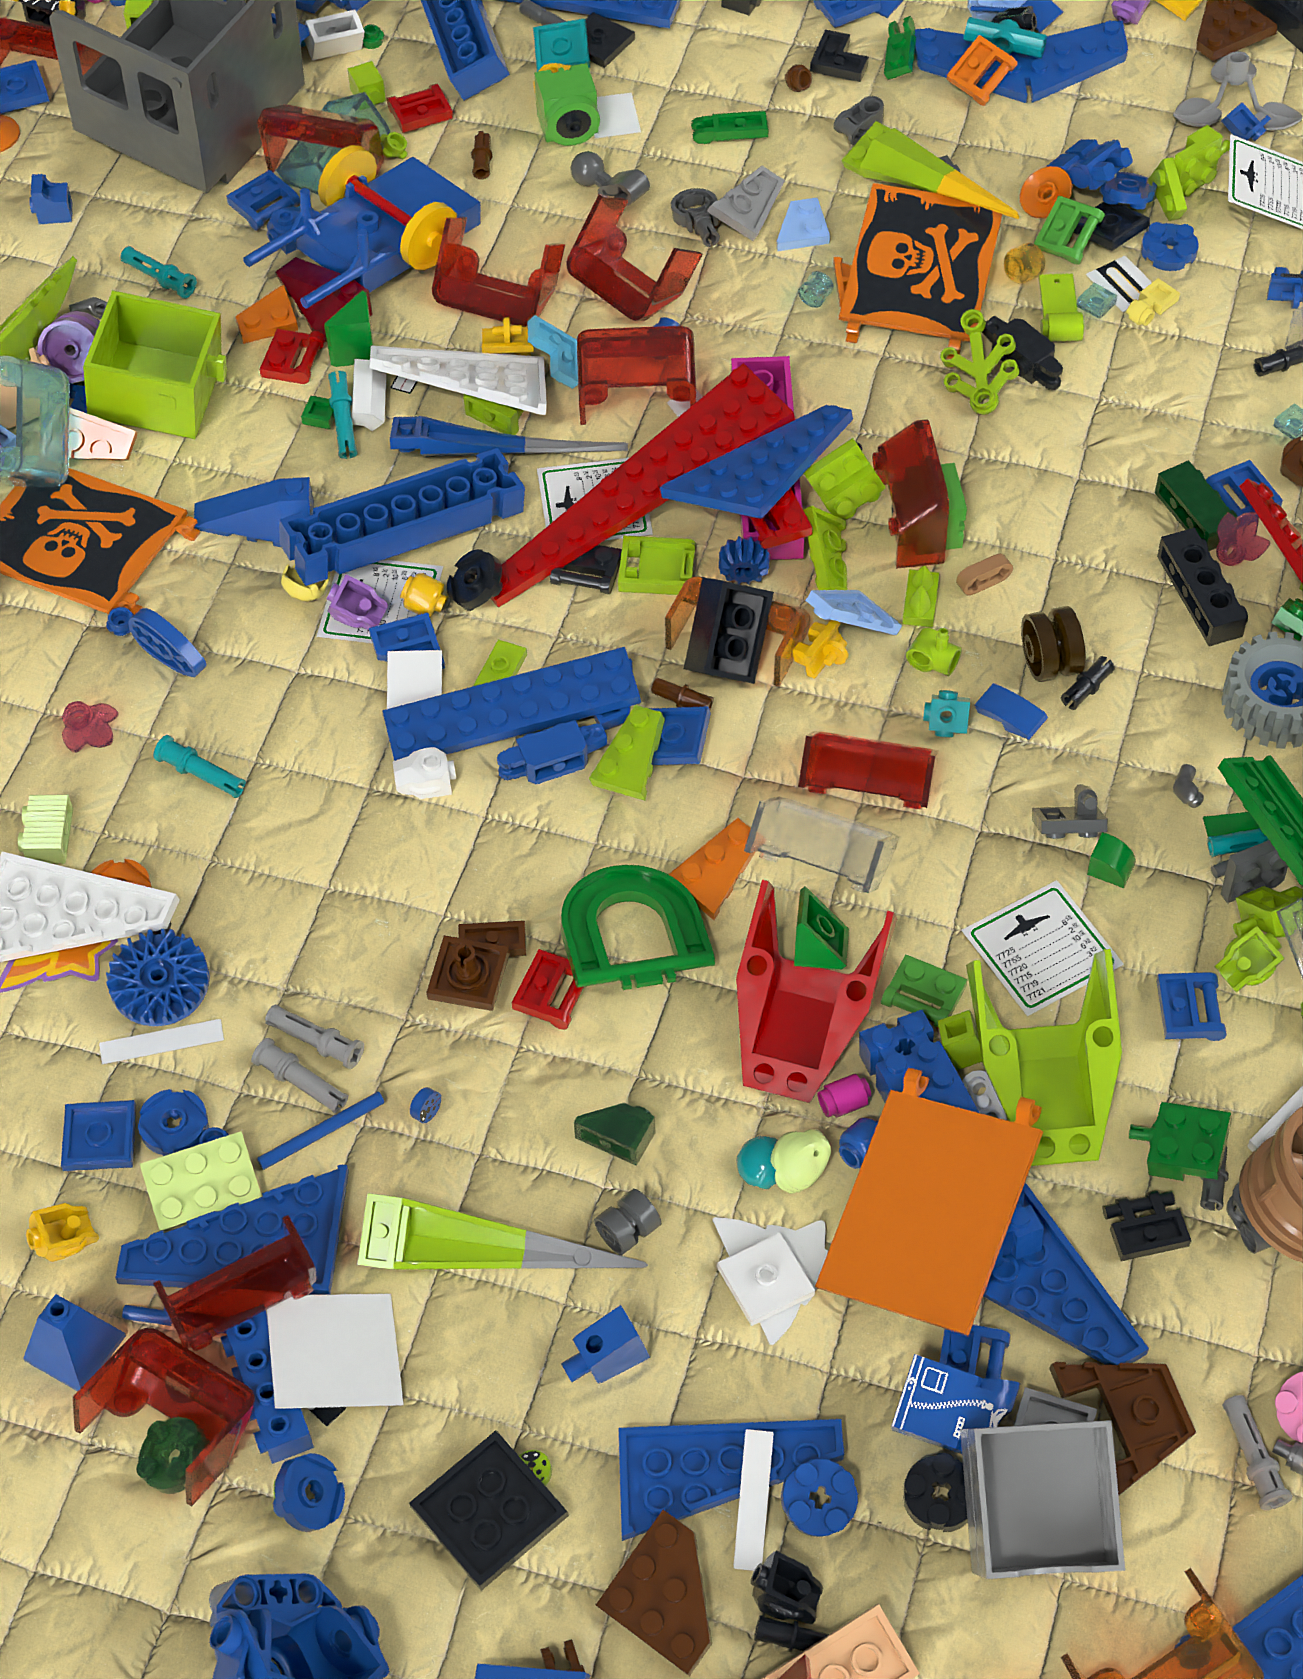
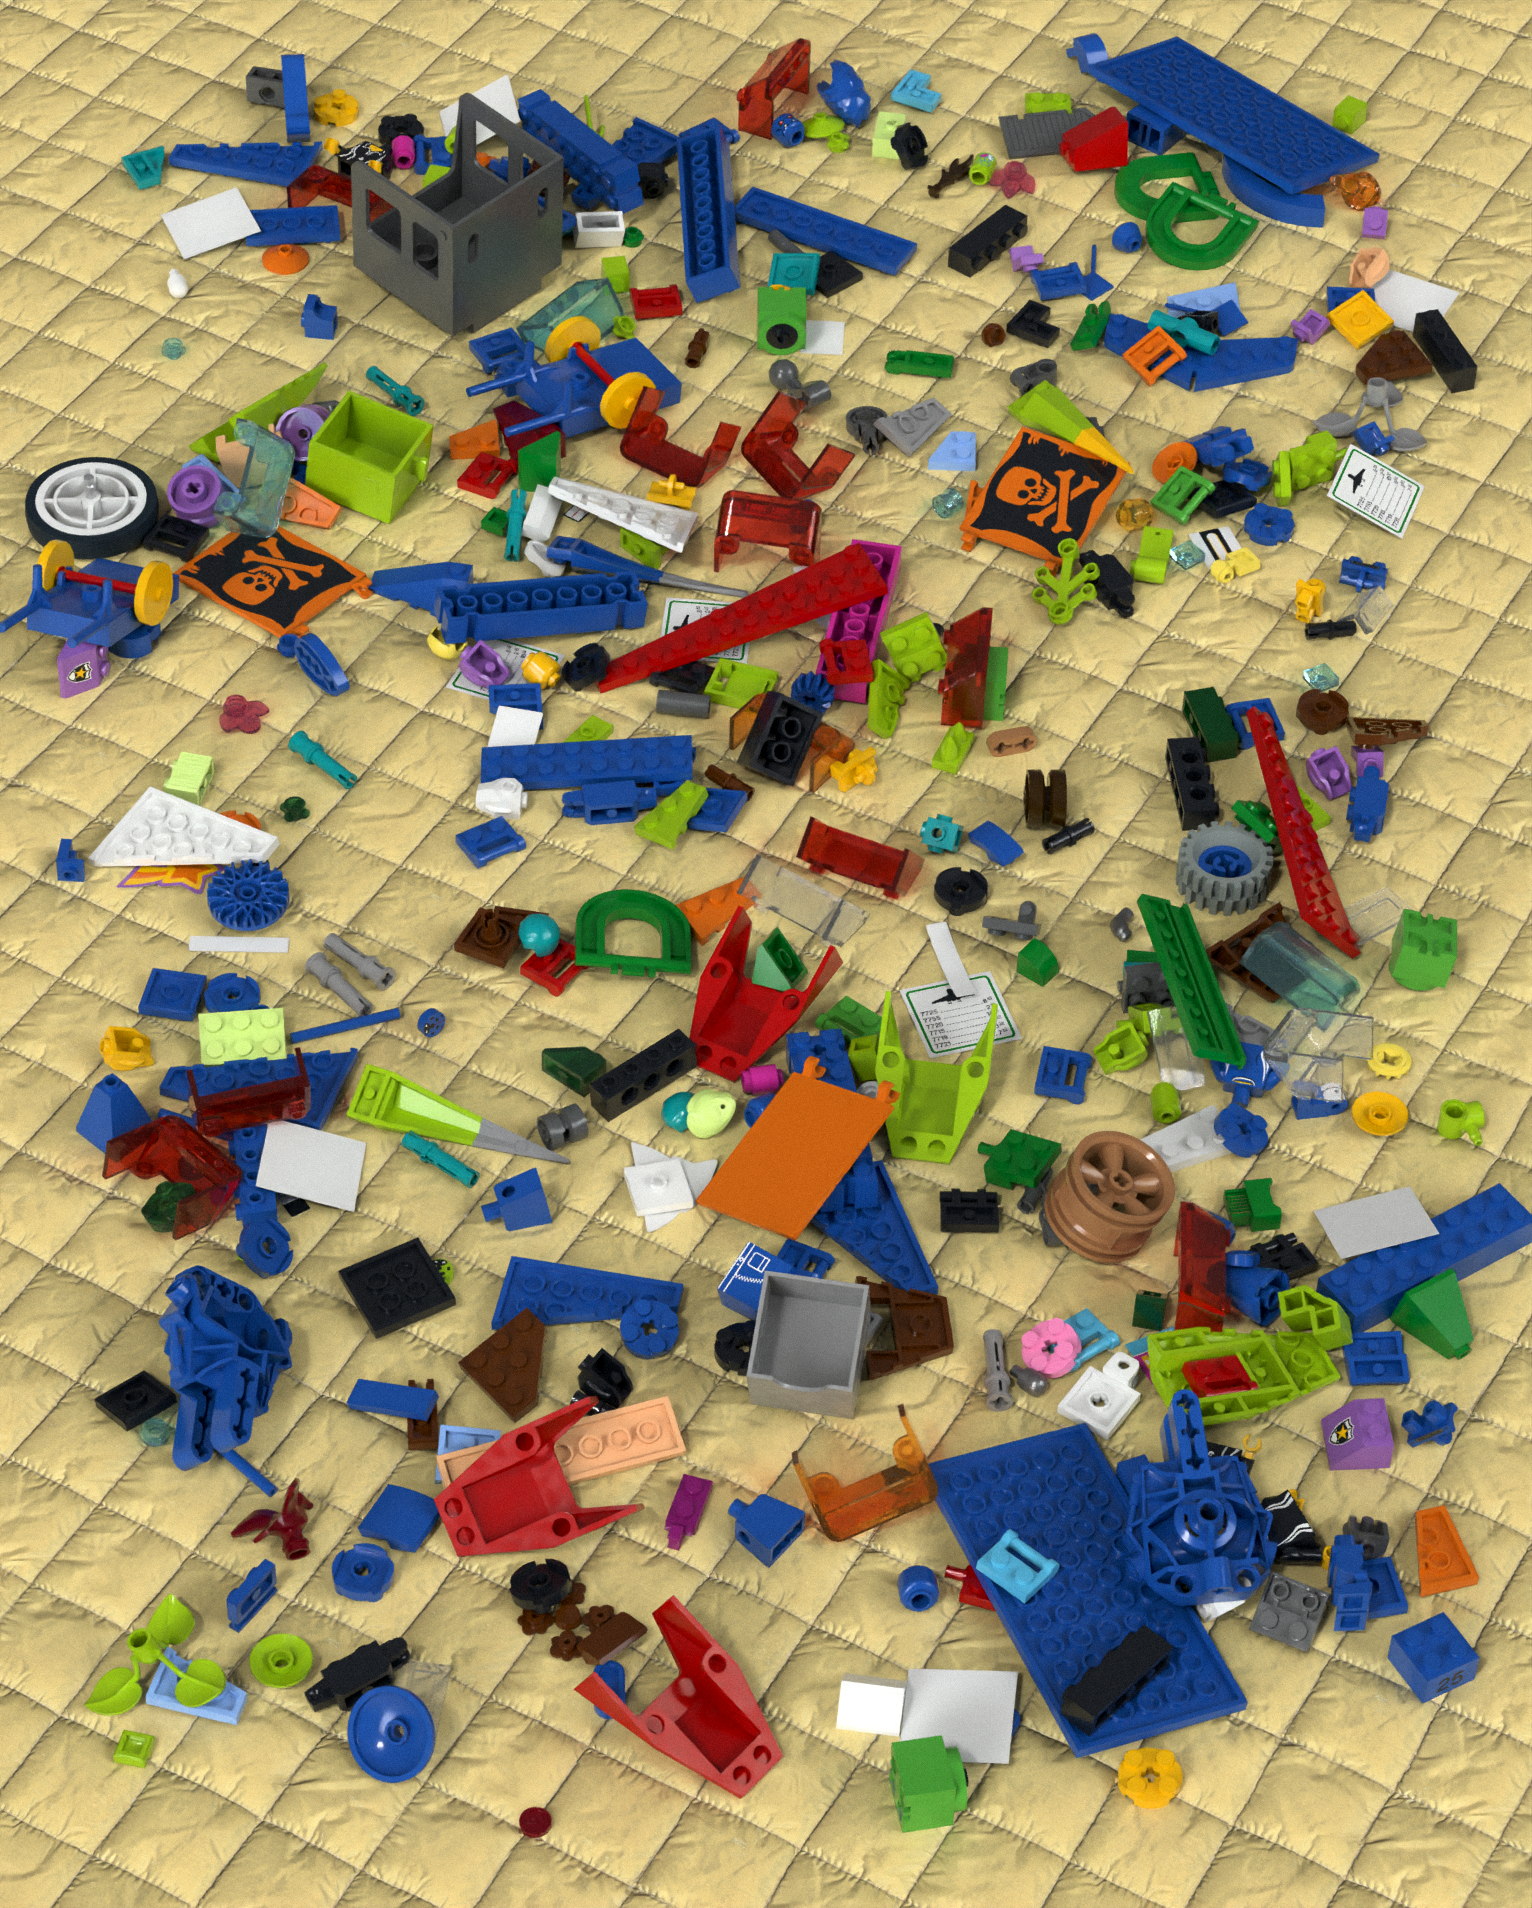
camera: 10 degrees right, 10 degrees down
(182, 833) = (294, 809): none -> clear green plate
(317, 127) = (528, 289): clear red windscreen -> none
(378, 444) = (537, 552): none -> white plate
(420, 829) = (489, 841): none -> blue plate
(486, 1299) = (431, 1153): none -> teal pin
(525, 957) = (539, 934): none -> teal hair
(559, 346) = (709, 502): medium azure plate -> none
(599, 603) = (683, 704): none -> dark grey piece
(703, 1124) = (643, 1075): none -> black brick
(753, 1499) = (599, 1317): white sticker -> none
(763, 470) = (846, 624): blue wing -> none
(852, 608) = (889, 743): light blue wing -> none
(933, 651) = (947, 789): lime piece -> none
(991, 797) = (956, 901): none -> black plate
(1008, 877) = (949, 959): none -> white sticker
(1243, 538) = (1239, 752): clear pink plate -> none
(1251, 329) = (1309, 599): none -> yellow hips

